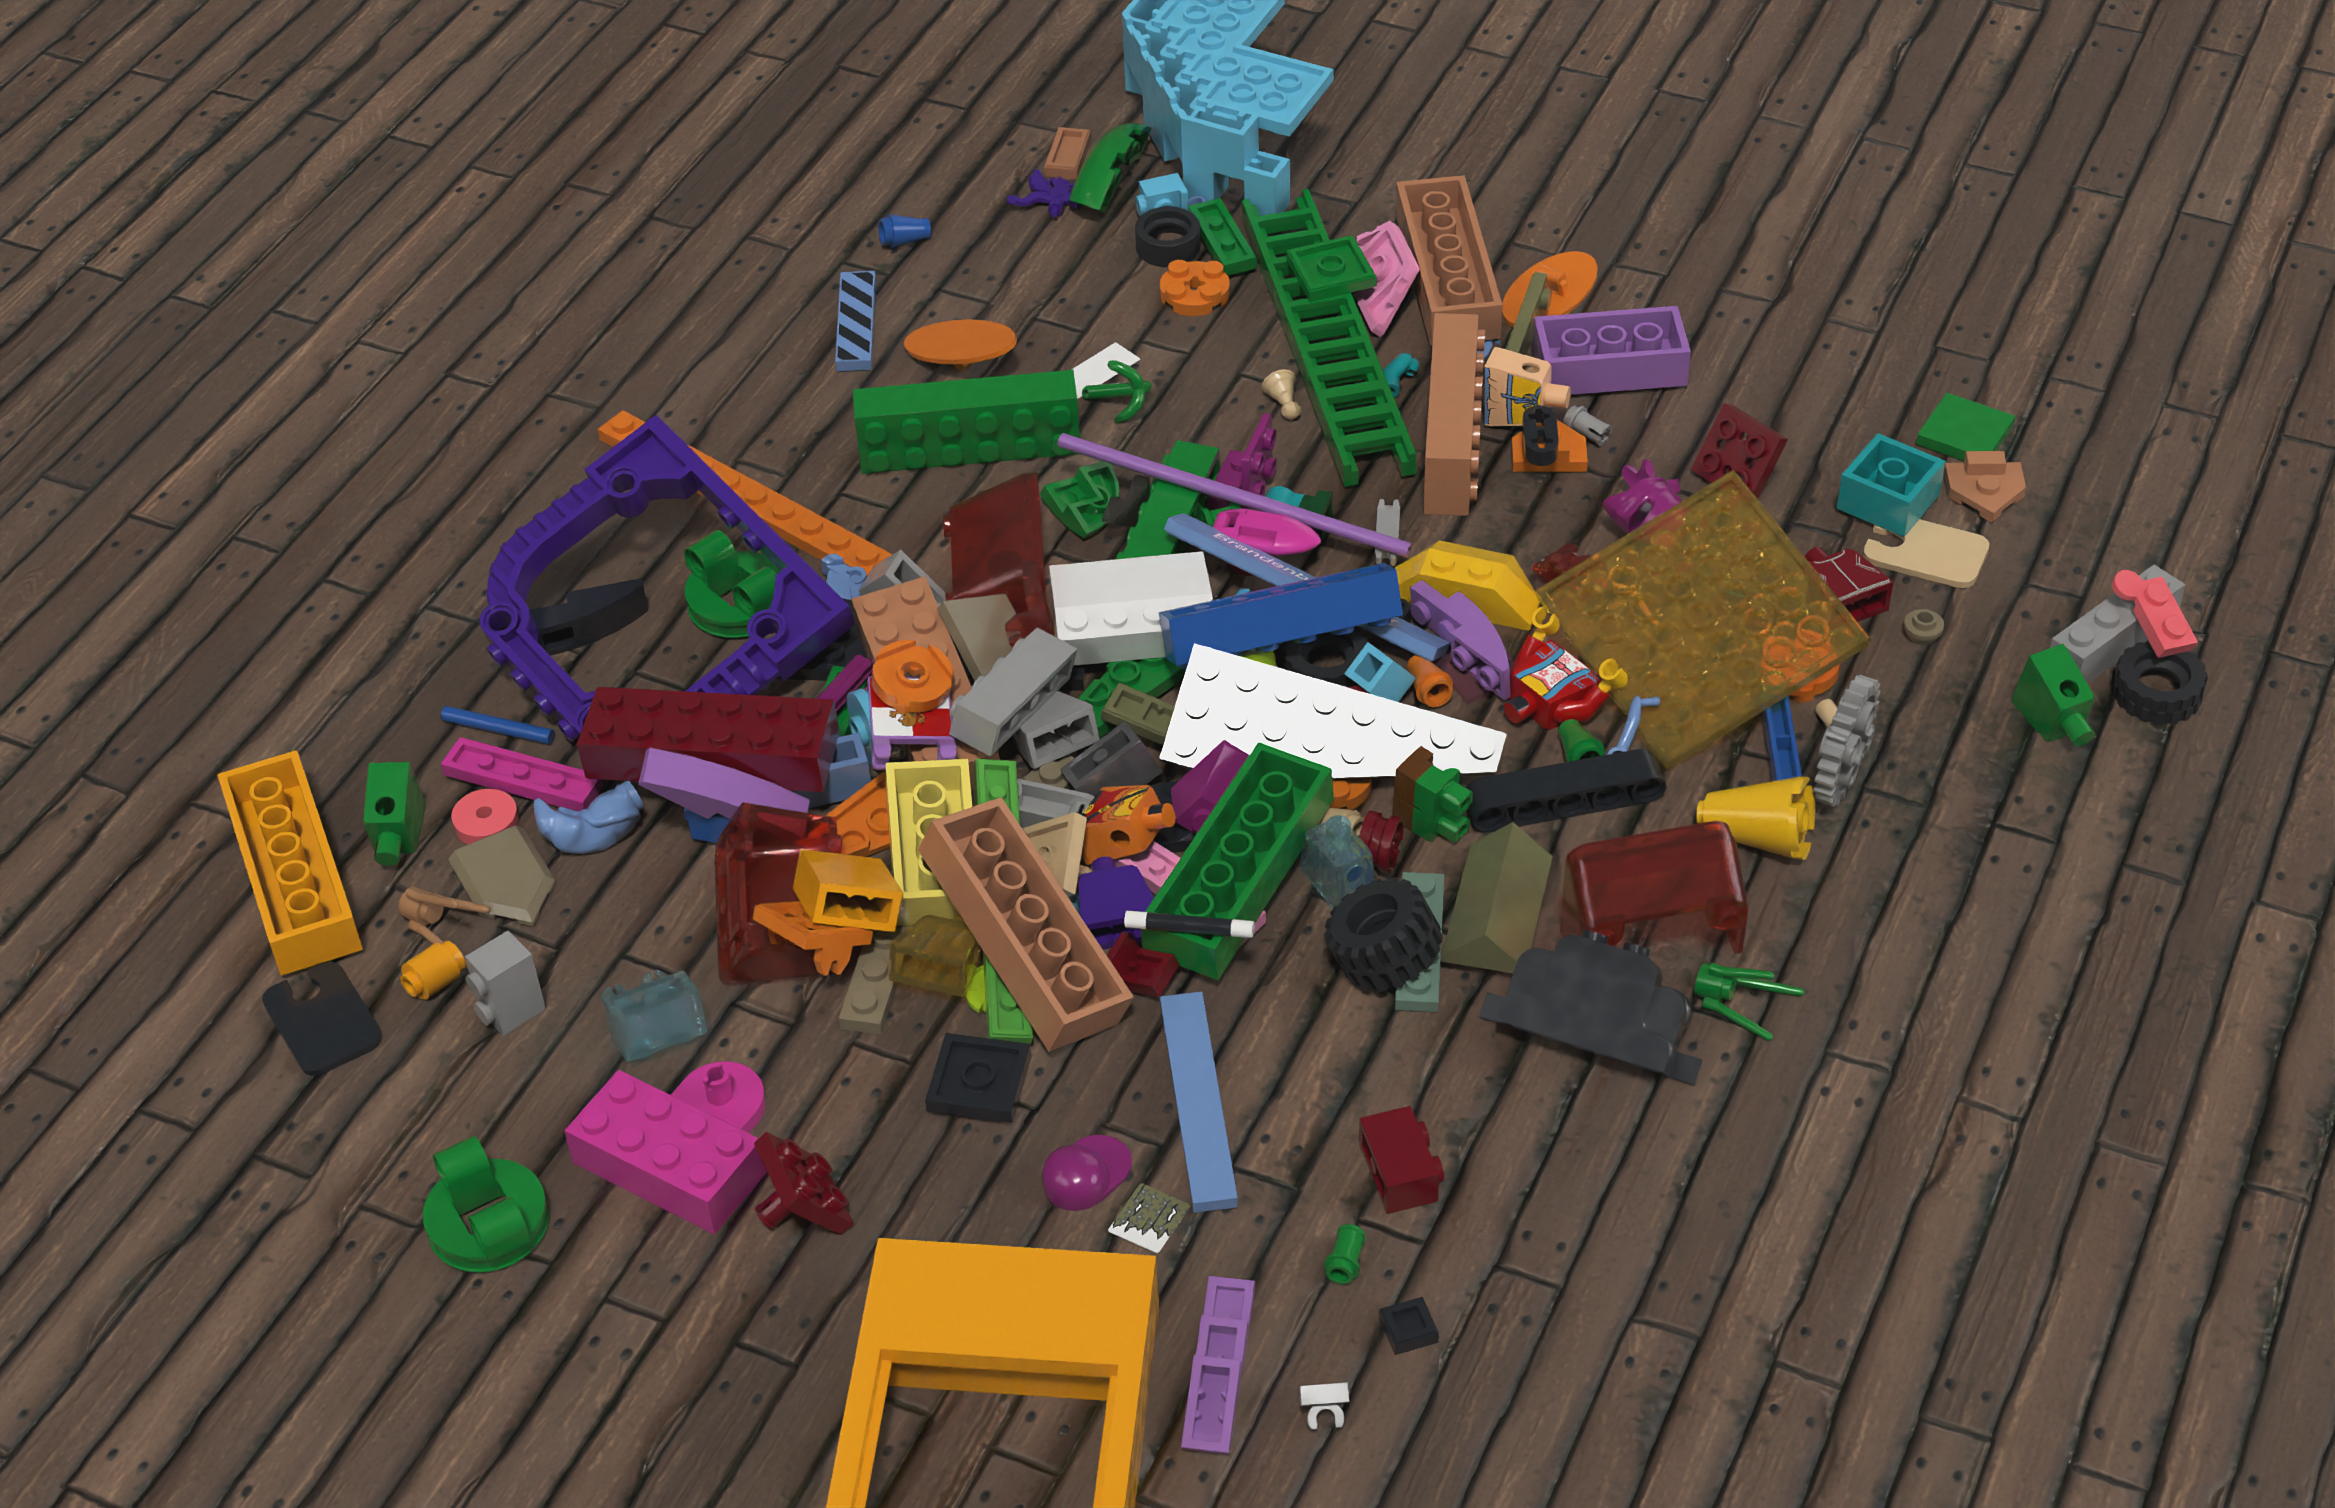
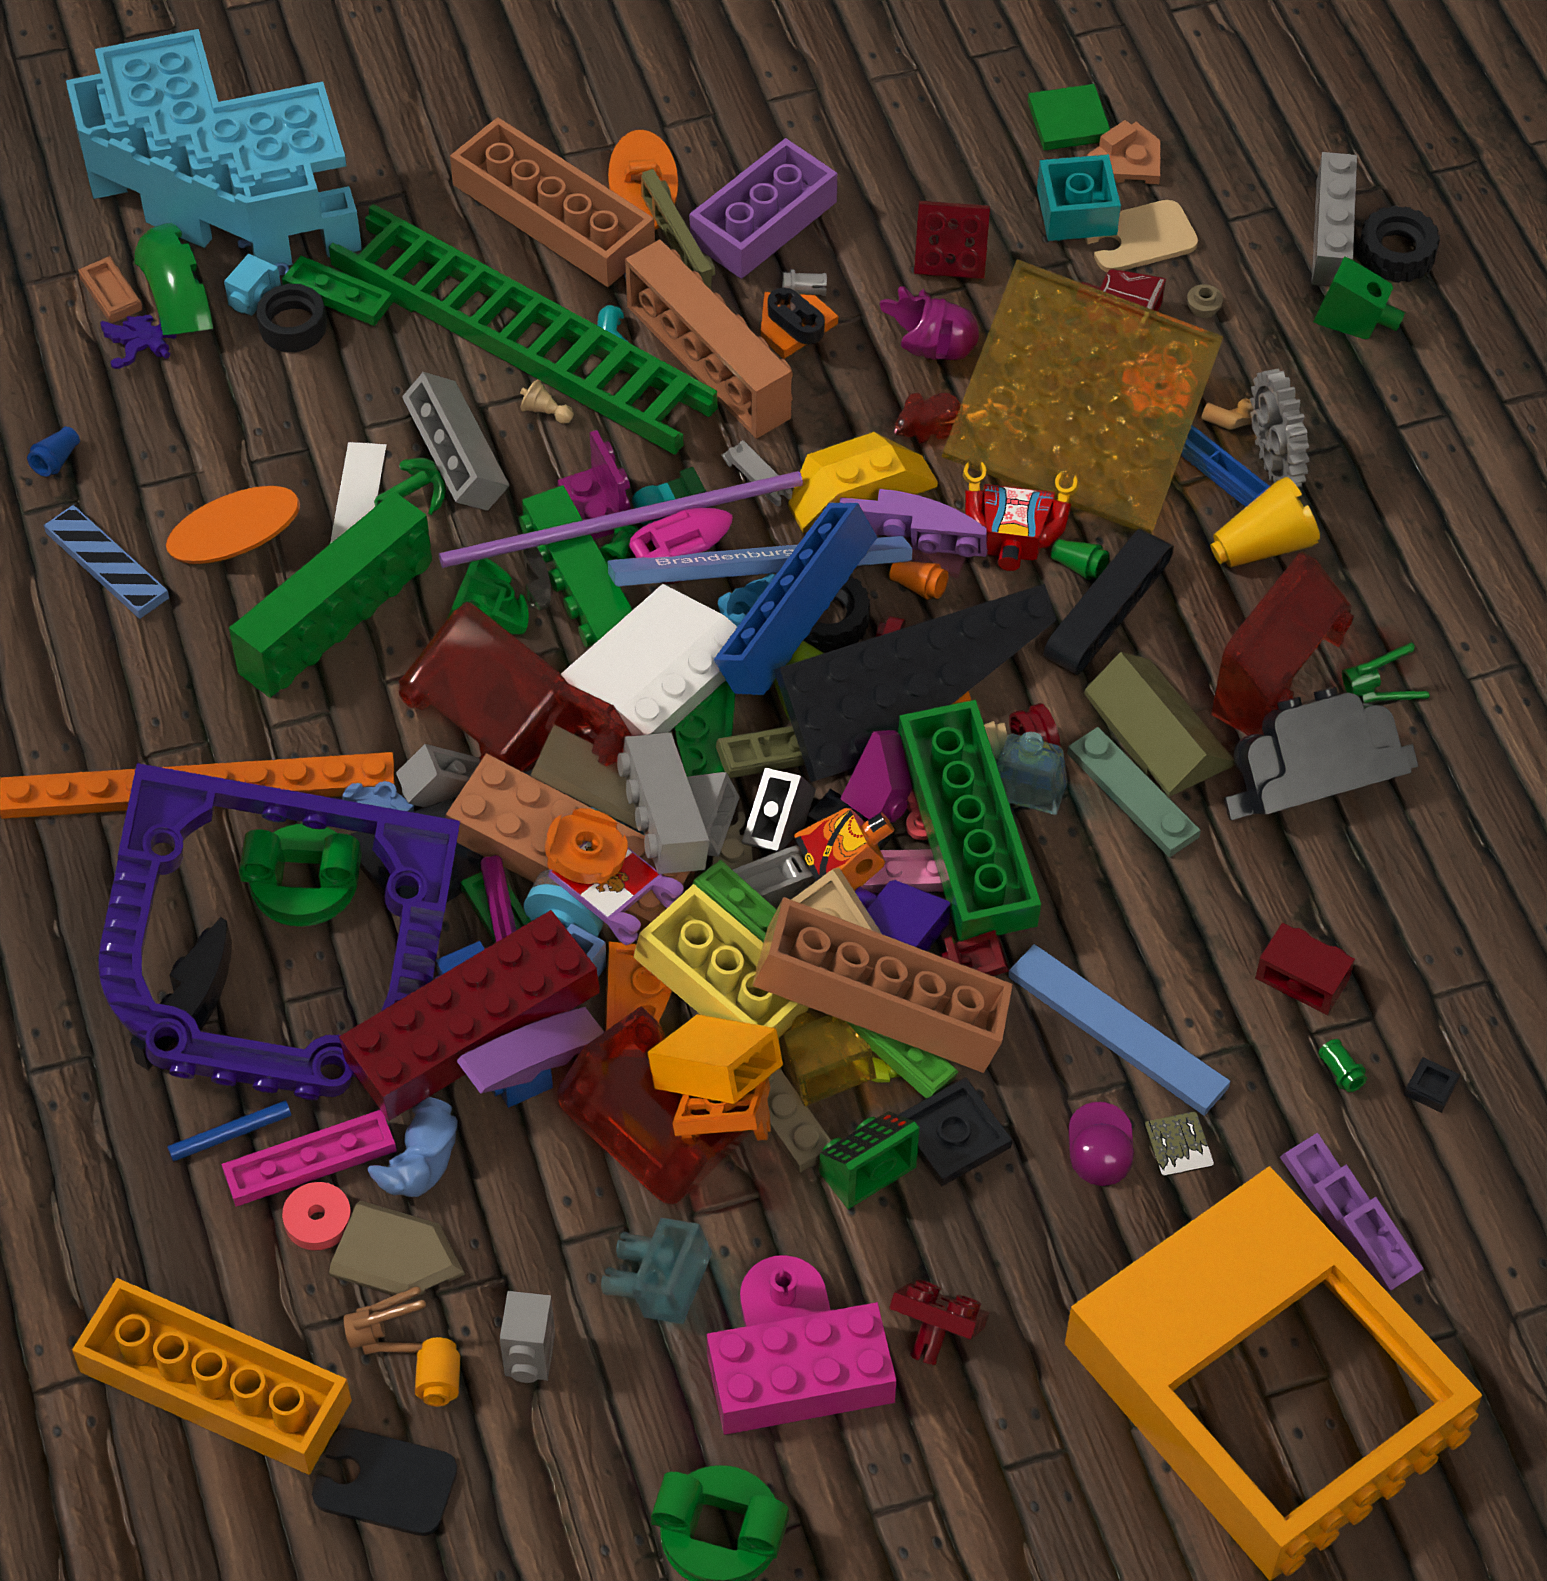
camera: 45 degrees left, 10 degrees up
(392, 825) = (253, 1269): green torso -> none
(887, 1048) = (870, 1157): none -> green slope
(1180, 378) = (455, 441): none -> light grey brick
(1189, 924) = (1007, 897): black bar -> none
(1207, 277) = (358, 335): orange plate -> none
(1324, 1398) = (1442, 1180): tile -> none
(1331, 268) = (476, 266): green tile -> none
(1379, 674) = (892, 598): medium azure brick -> none
(1383, 934) = (1106, 783): black tyre -> none
(1395, 271) = (512, 244): bright pink wing -> none
(1430, 798) = (1038, 673): green hips -> none
(1516, 384) = (743, 280): light nougat torso -> none
(1632, 722) = (1114, 543): medium blue piece -> none
(2156, 613) = (1366, 190): coral hinge -> none

